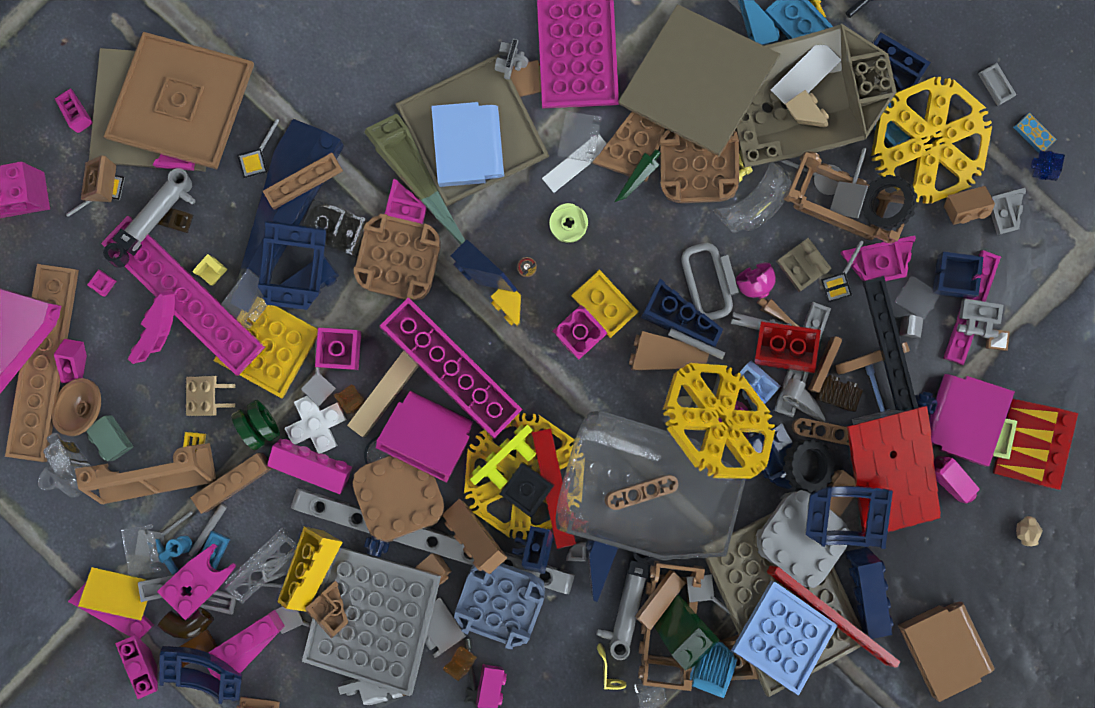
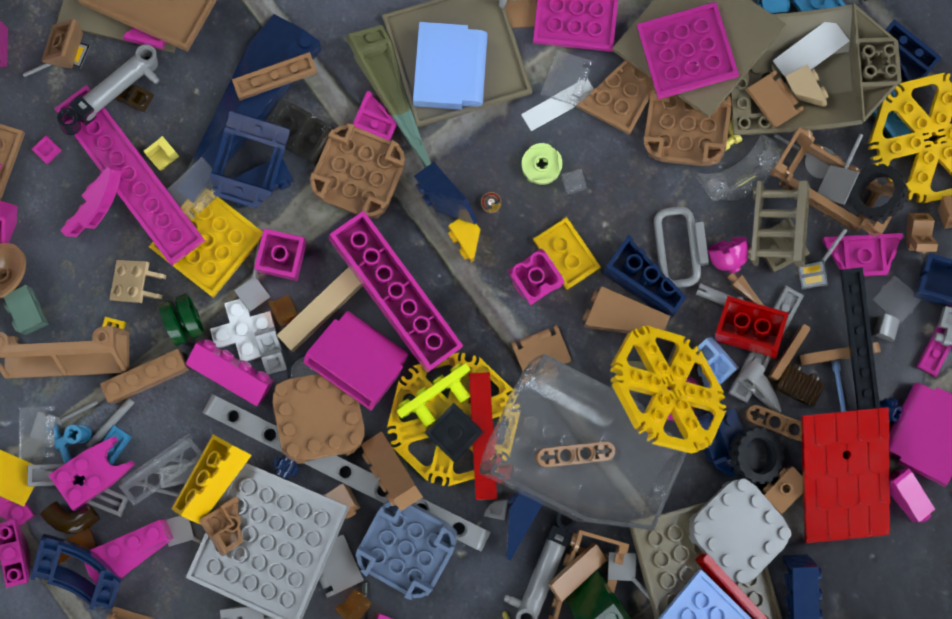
camera: 10 degrees right, 5 degrees down
(253, 162) = (225, 51): piece -> none
(344, 439) = (270, 350): none -> light grey slope
(537, 549) = (453, 496): dark blue brick -> none
(596, 397) = (540, 344): none -> medium nougat piece
(601, 234) = (574, 181): none -> clear tile
(641, 172) = (626, 122): dark green bar -> none
(689, 94) = (687, 50): none -> dark pink plate
(696, 343) = (656, 308): light grey bar -> none
(778, 128) = (774, 99): none -> medium nougat piece
(818, 253) = (797, 233): none -> dark tan fence
(876, 523) = (820, 519): dark blue wedge -> none
(930, 233) = (919, 233): none -> medium nougat brick

